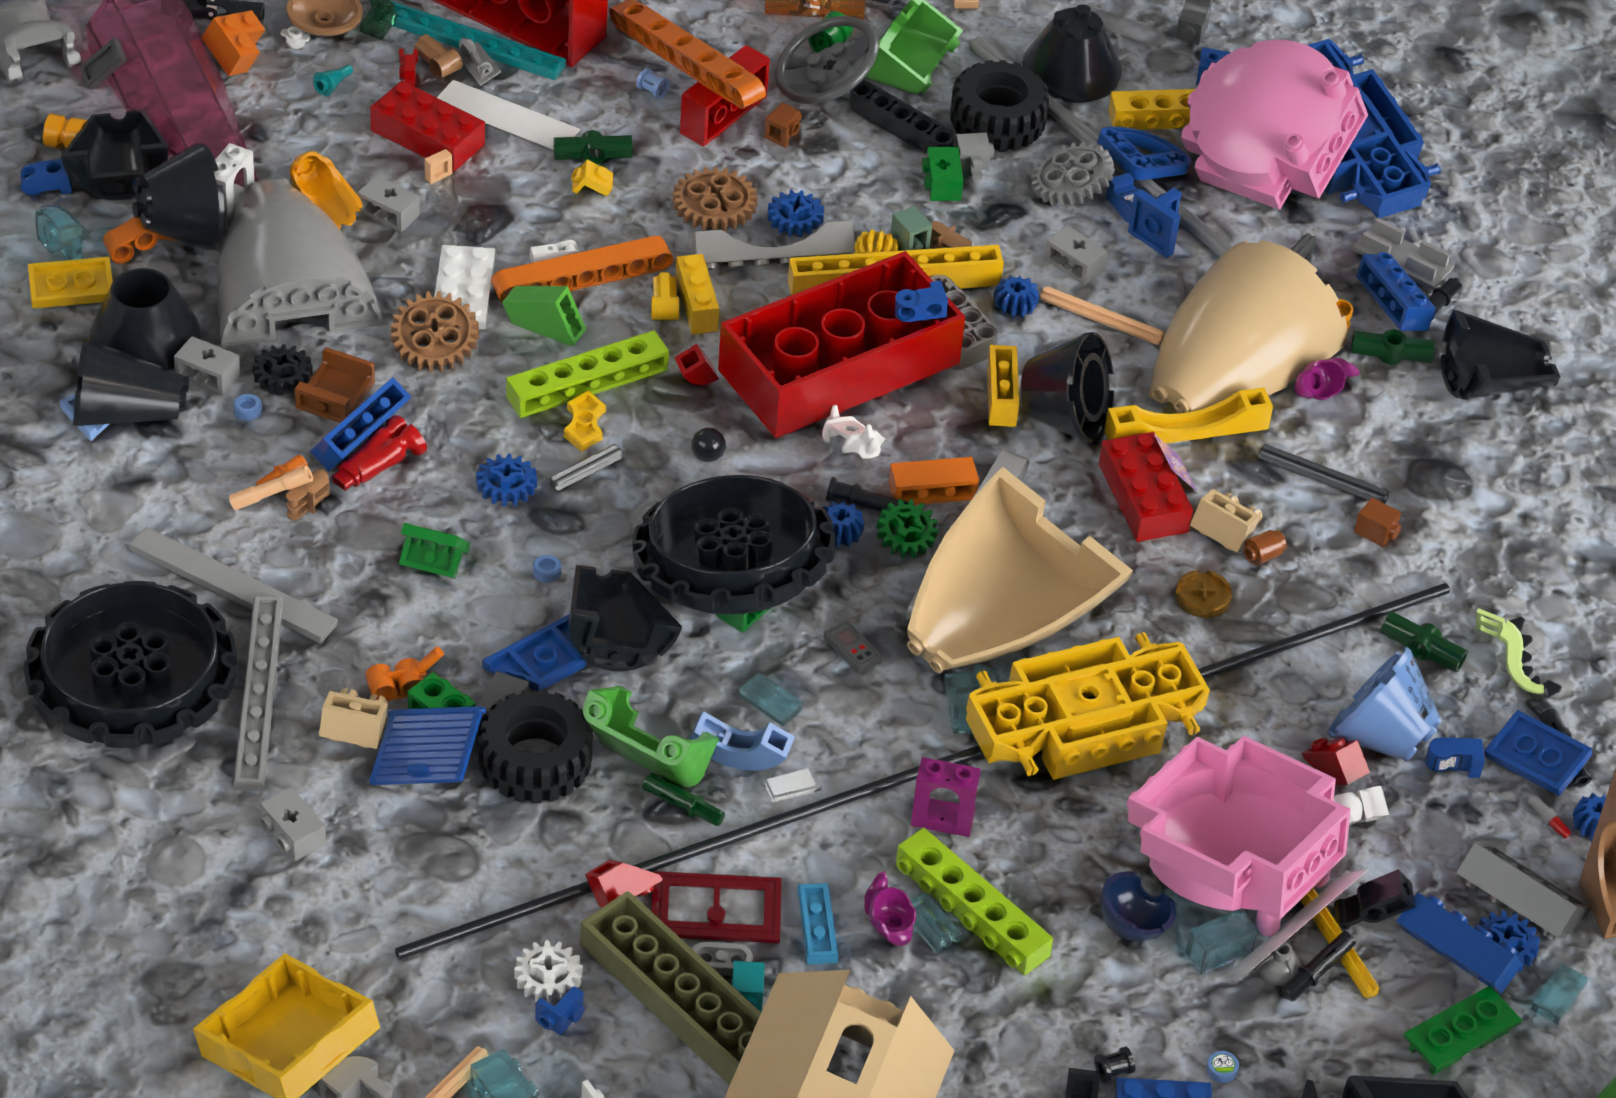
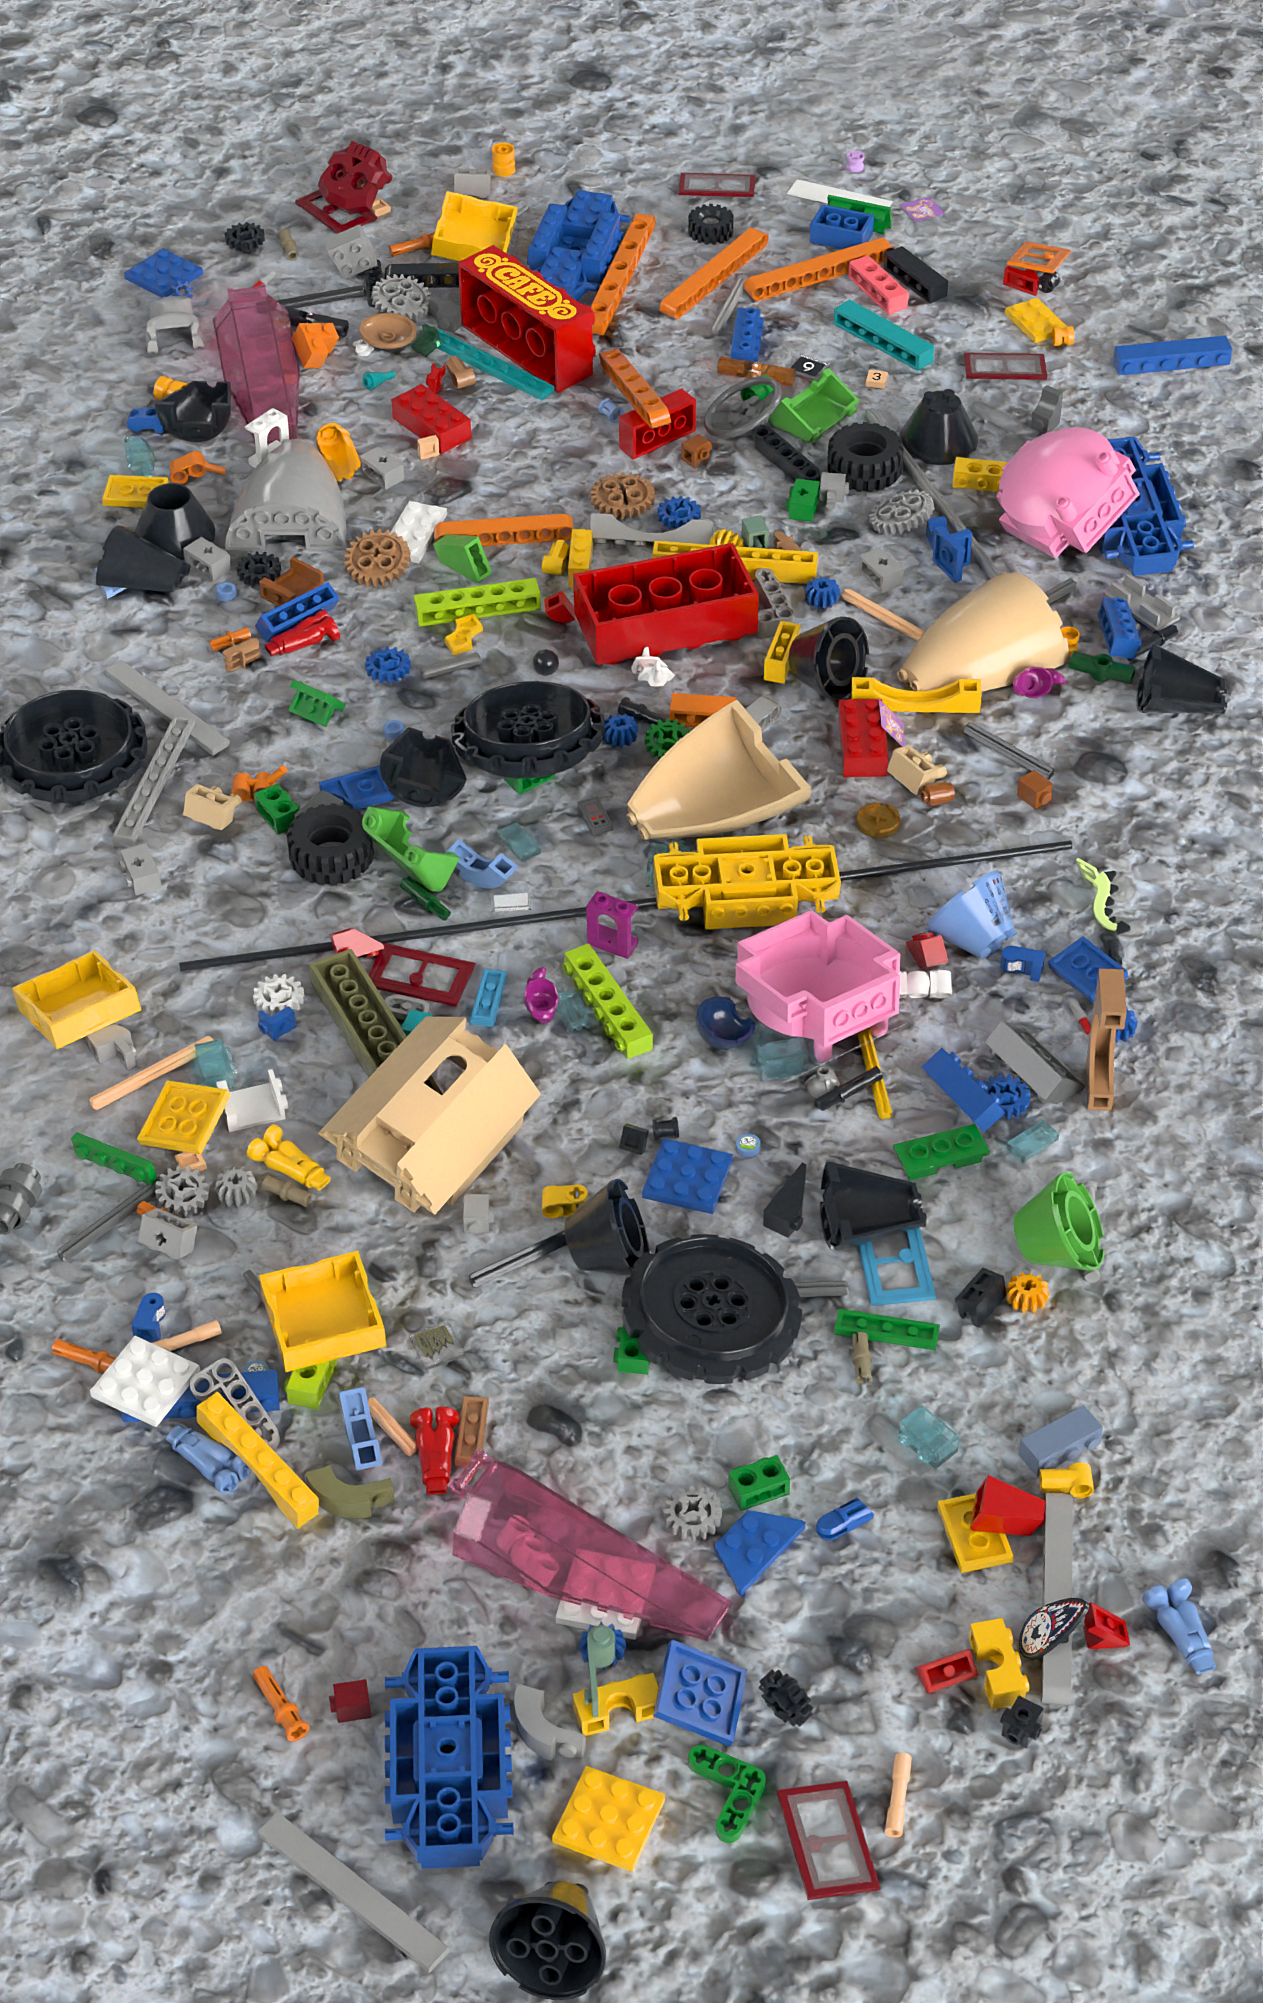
camera: 20 degrees right, 0 degrees up
(103, 63) = (215, 347): dark grey tile -> none
(182, 198) = (222, 441): black cone -> none
(286, 482) = (225, 642): light nougat piece -> none
(426, 745) = (252, 831): blue piece -> none
(477, 61) = (487, 379): light grey hinge -> none
(506, 114) = (496, 420): white sticker -> none
(551, 251) = (488, 514): white bar -> none
(592, 176) = (539, 469): yellow bracket -> none
(593, 147) = (547, 448): dark green piece -> none
(922, 303) = (725, 579): blue leg -> none
(1121, 144) = (947, 496): blue beam -> none
(1376, 900) = (912, 1049): black piece -> none
(1424, 641) = (1034, 878): dark green piece -> none

